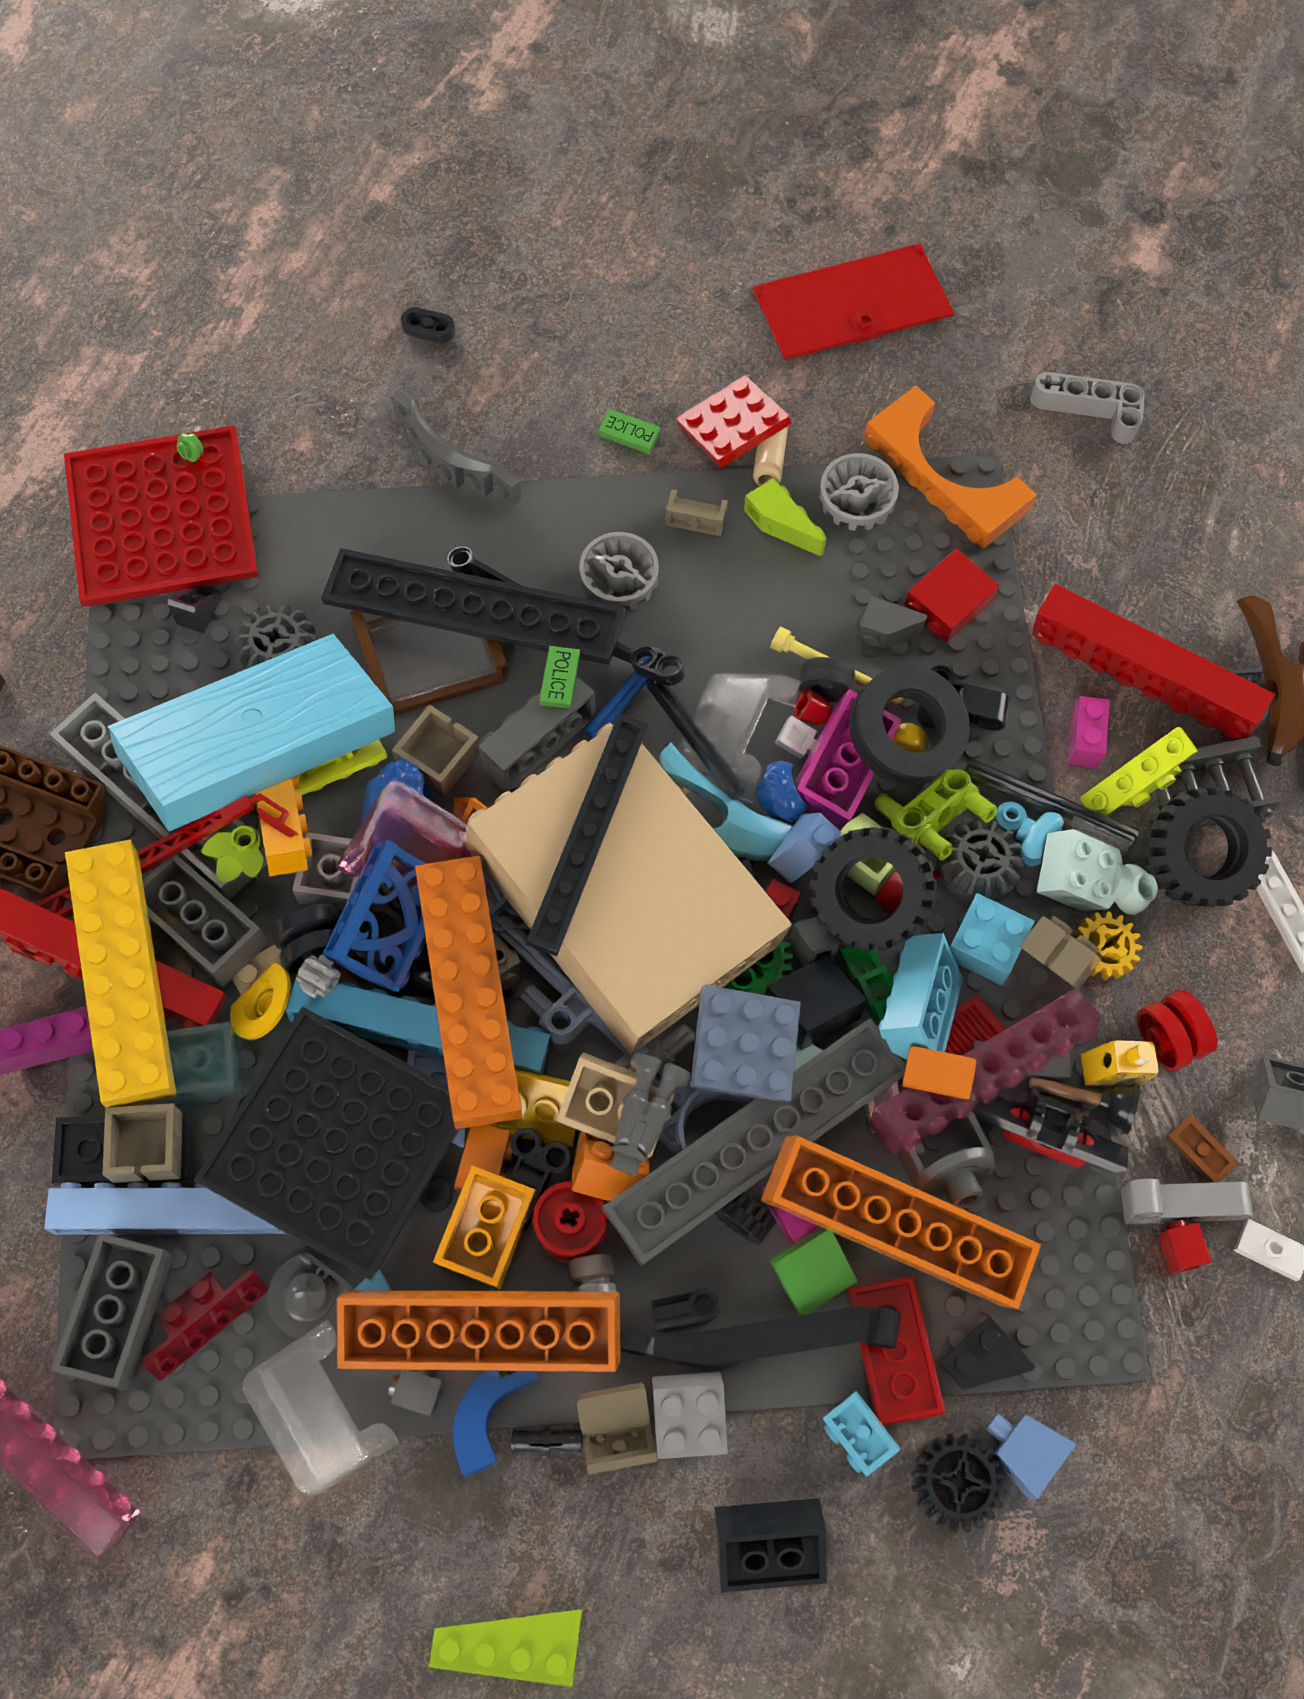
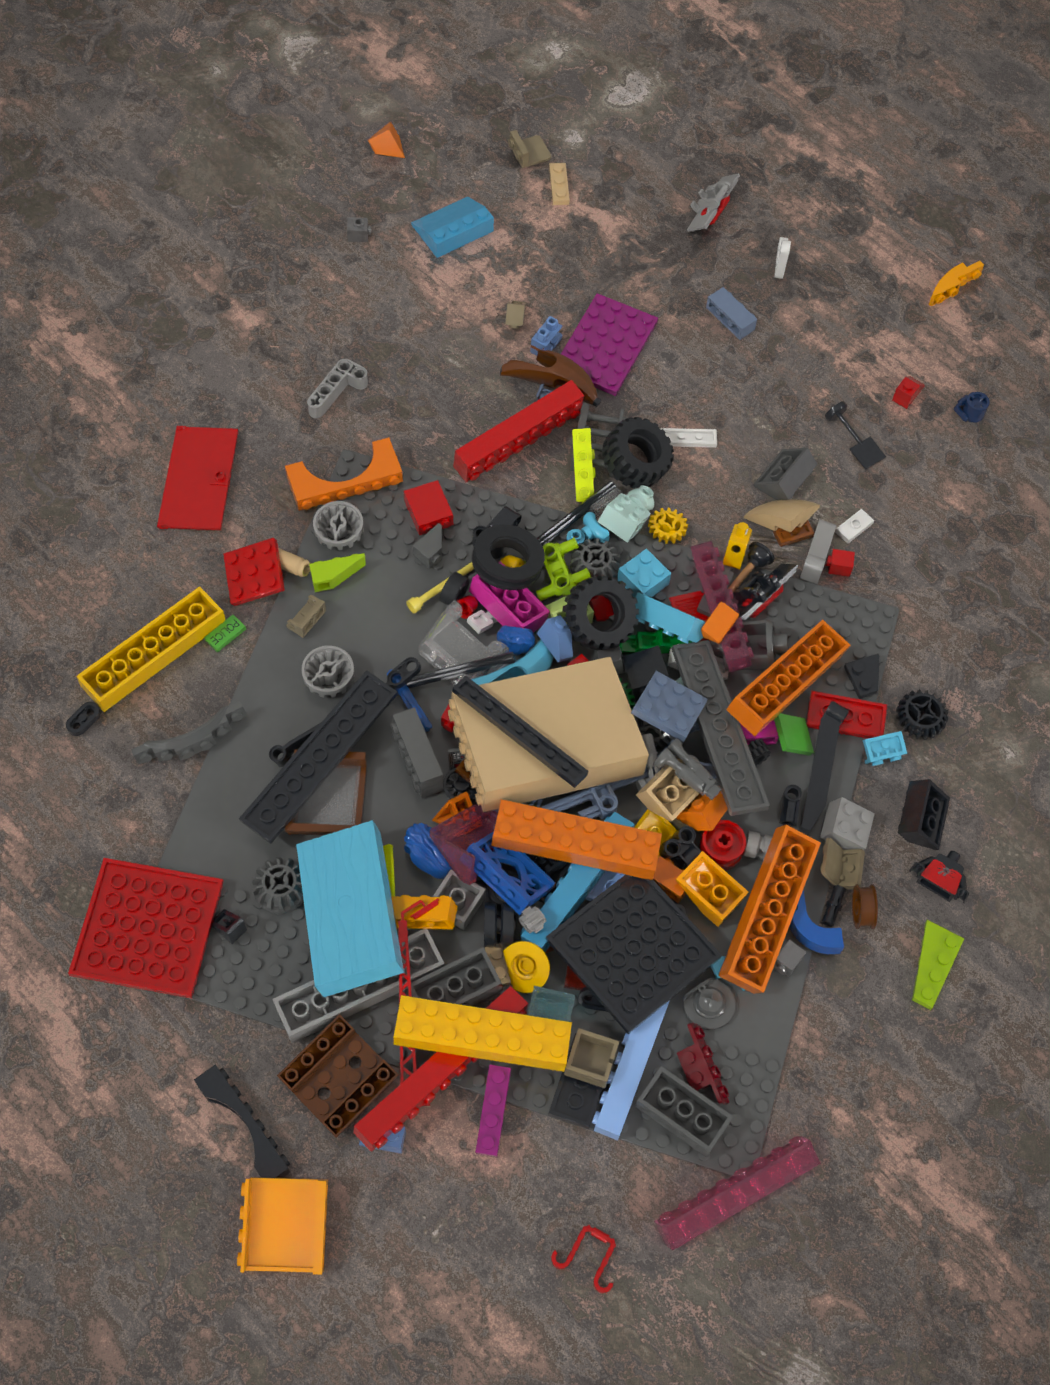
camera: 70 degrees left, 5 degrees down
(189, 447) = (111, 887): bright green plate -> none
(233, 857) = (429, 948): lime plate -> none
(308, 1416) = (778, 1020): clear windscreen -> none
(435, 751) = (402, 815): dark tan piece -> none
(553, 1490) = (864, 906): none -> reddish brown wheel
(559, 353) = (151, 649): none -> yellow brick
(559, 677) = (398, 720): bright green tile -> none
(669, 1612) = (942, 876): none -> torso
(1029, 1452) = (917, 675): medium blue torso -> none
(1058, 950) = (673, 541): dark tan piece -> none
(1088, 732) = (541, 479): dark pink brick -> none
(1178, 1030) = (729, 509): red wheel -> none
(1227, 1121) = (782, 514): none -> tan brick

